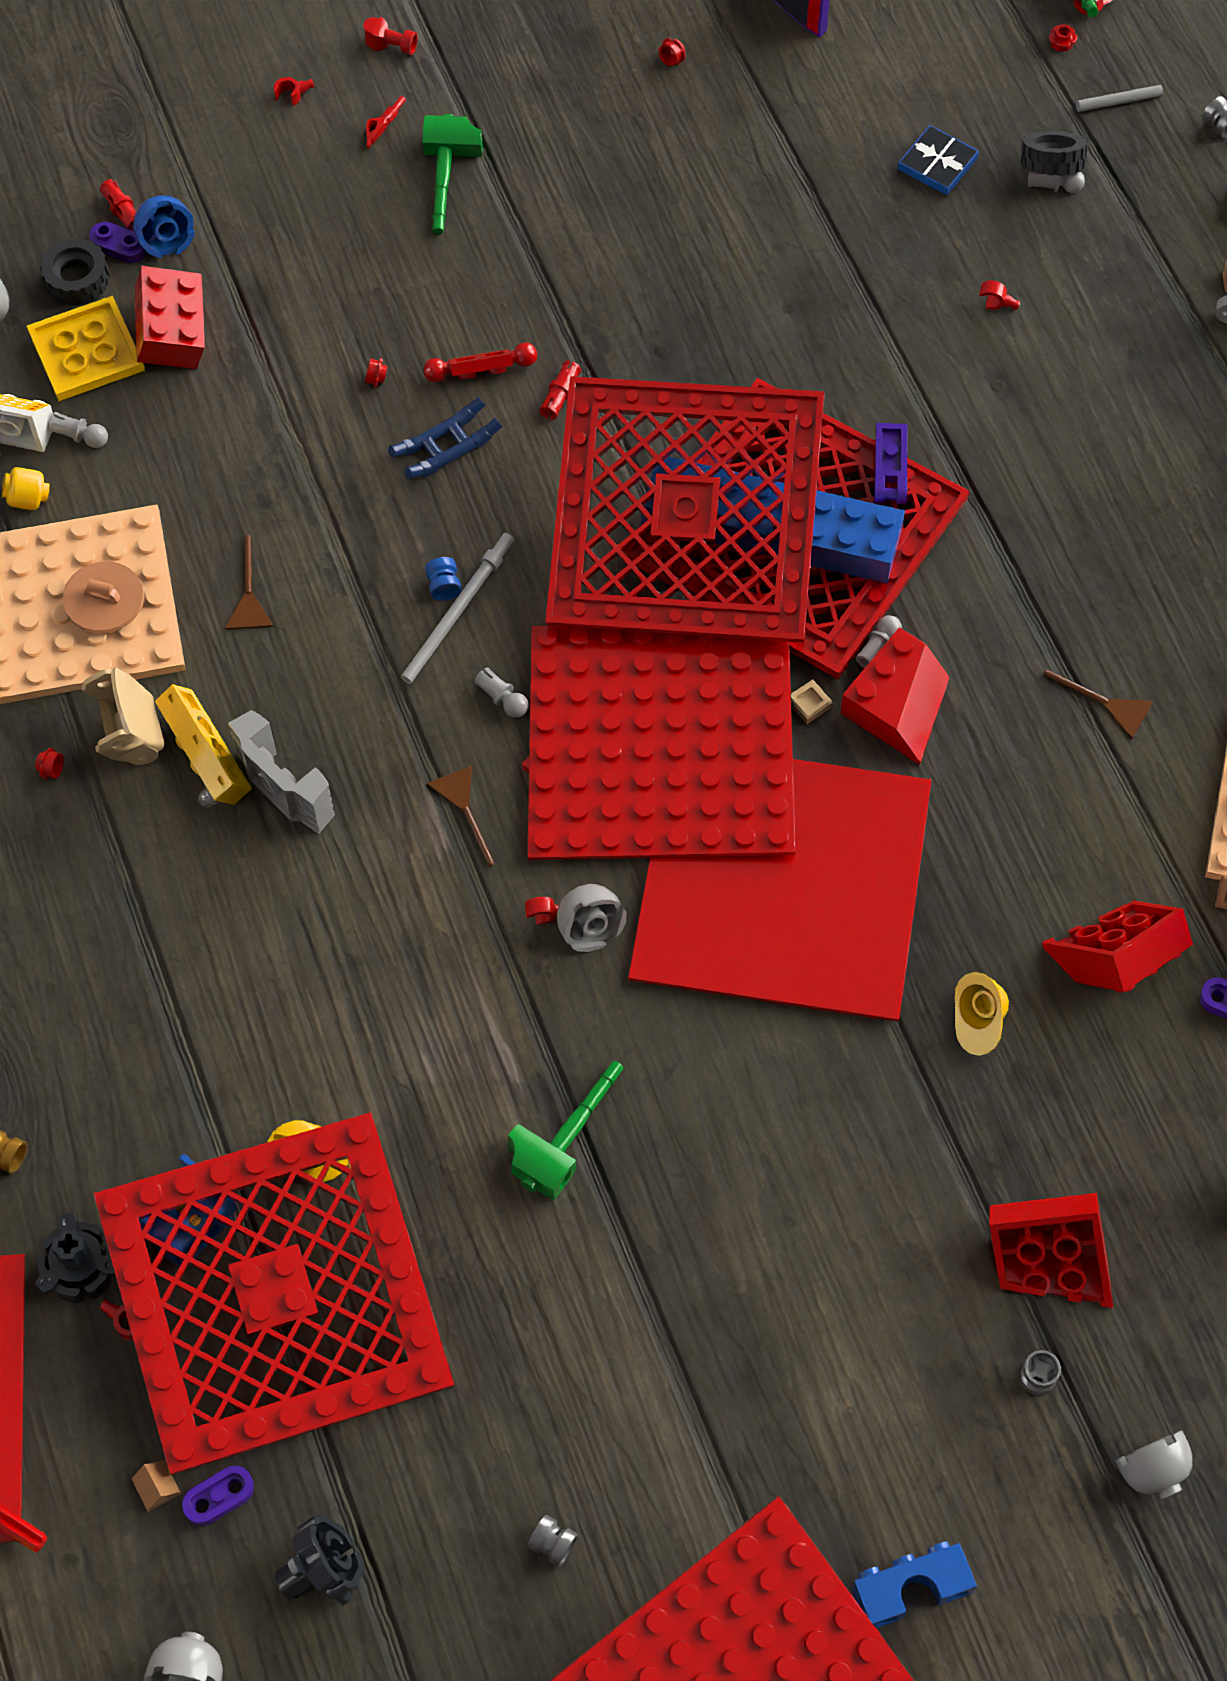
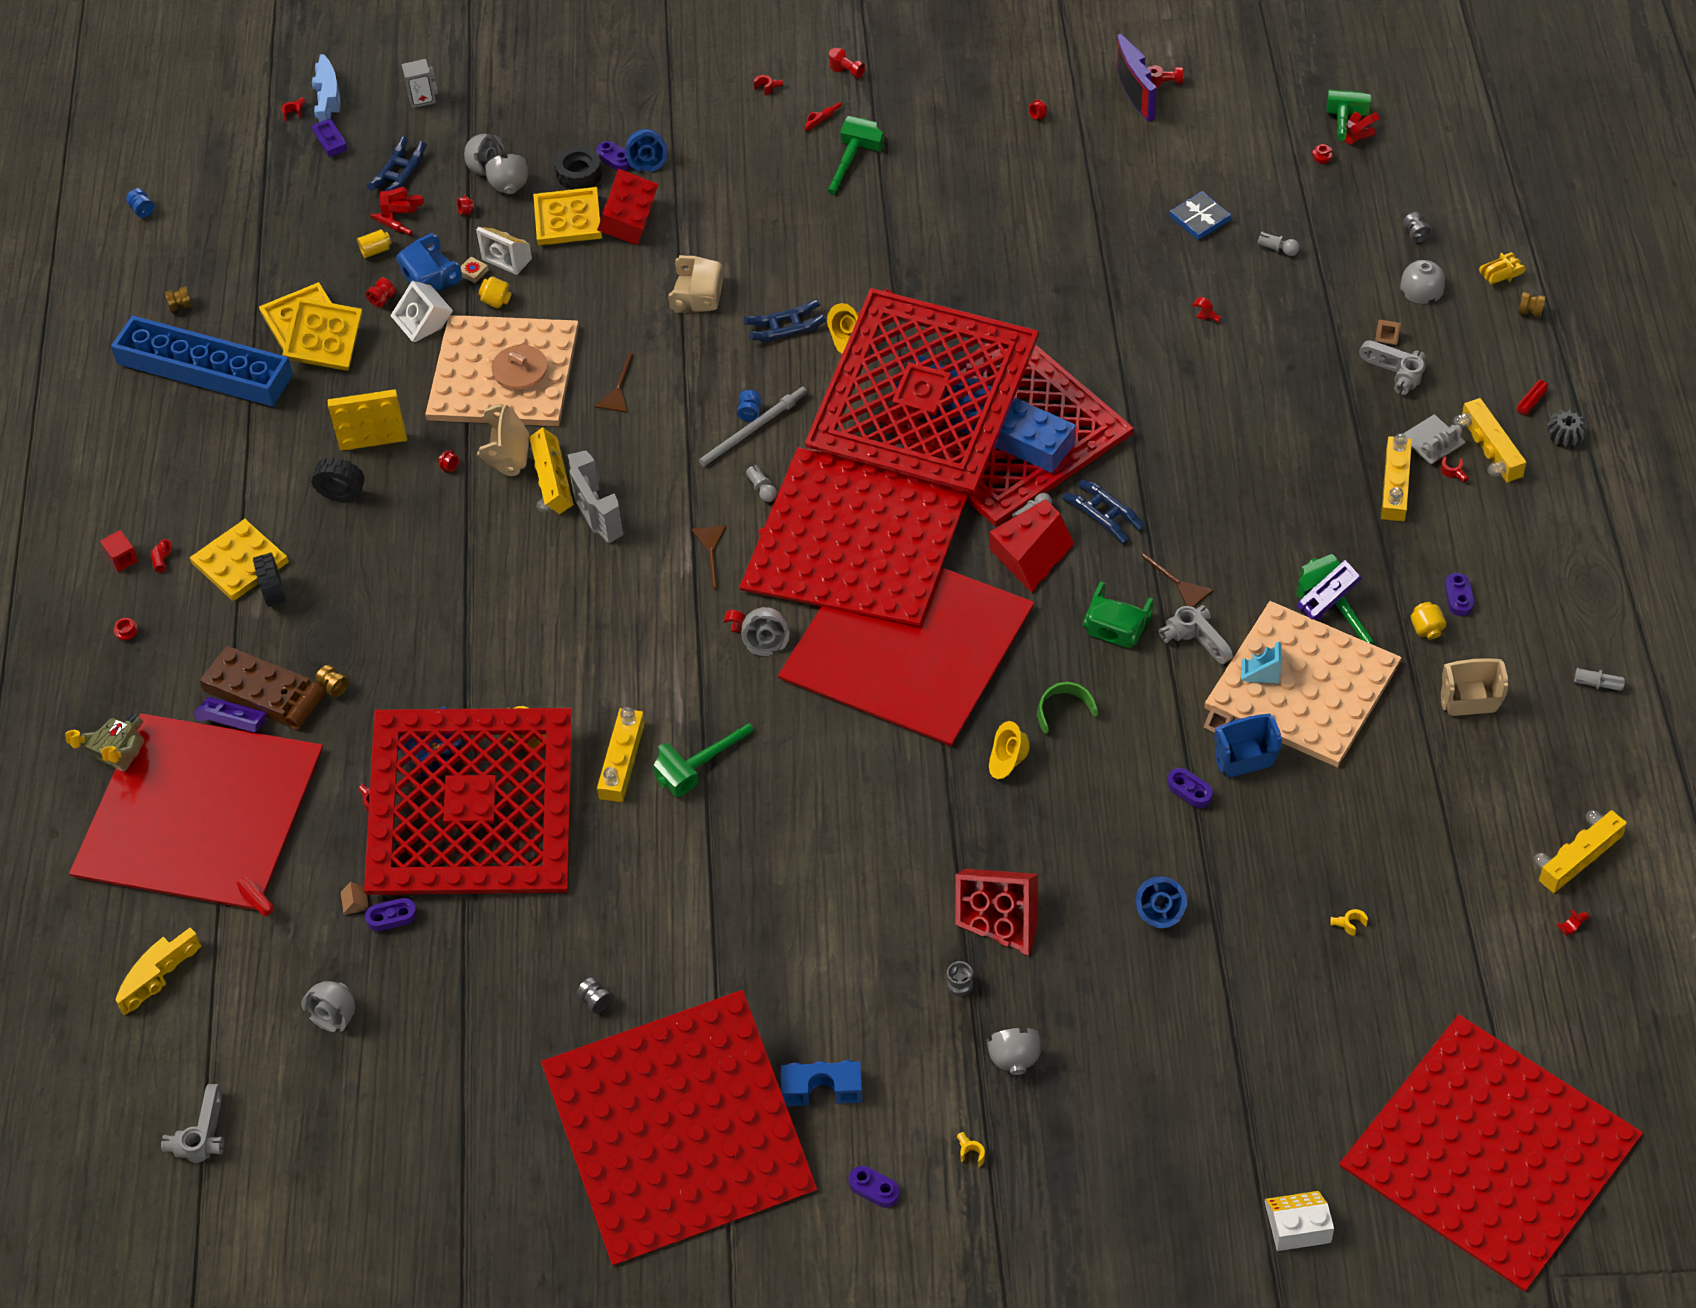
camera: 20 degrees right, 10 degrees down
(74, 1259) = (351, 752): black piece -> none
(94, 434) = (552, 270): light grey pin -> none
(120, 204) = (623, 129): red pin -> none
(304, 413) = (697, 286): none -> tan piece
(320, 1562) = (436, 963): black piece -> none
(375, 372) = (754, 270): red plate -> none
(456, 1157) = (621, 755): none -> yellow piece
(466, 367) = (858, 279): red plate -> none
(535, 433) = (841, 322): none -> yellow piece
(810, 702) = (970, 536): tan tile -> none
(890, 462) = (1083, 396): dark purple plate -> none
(980, 634) = (1105, 519): none -> dark blue piece
(996, 926) = (1068, 688): none -> bright green piece
(1050, 778) = (1116, 620): none -> green piece
(1054, 153) = (1281, 224): black tyre -> none
(1119, 98) = (1348, 201): light grey bar -> none
(1123, 945) = (1126, 734): red wedge -> none
(1137, 1619) = (967, 1145): none -> yellow piece
(1165, 767) = (1192, 623): none -> light grey piece

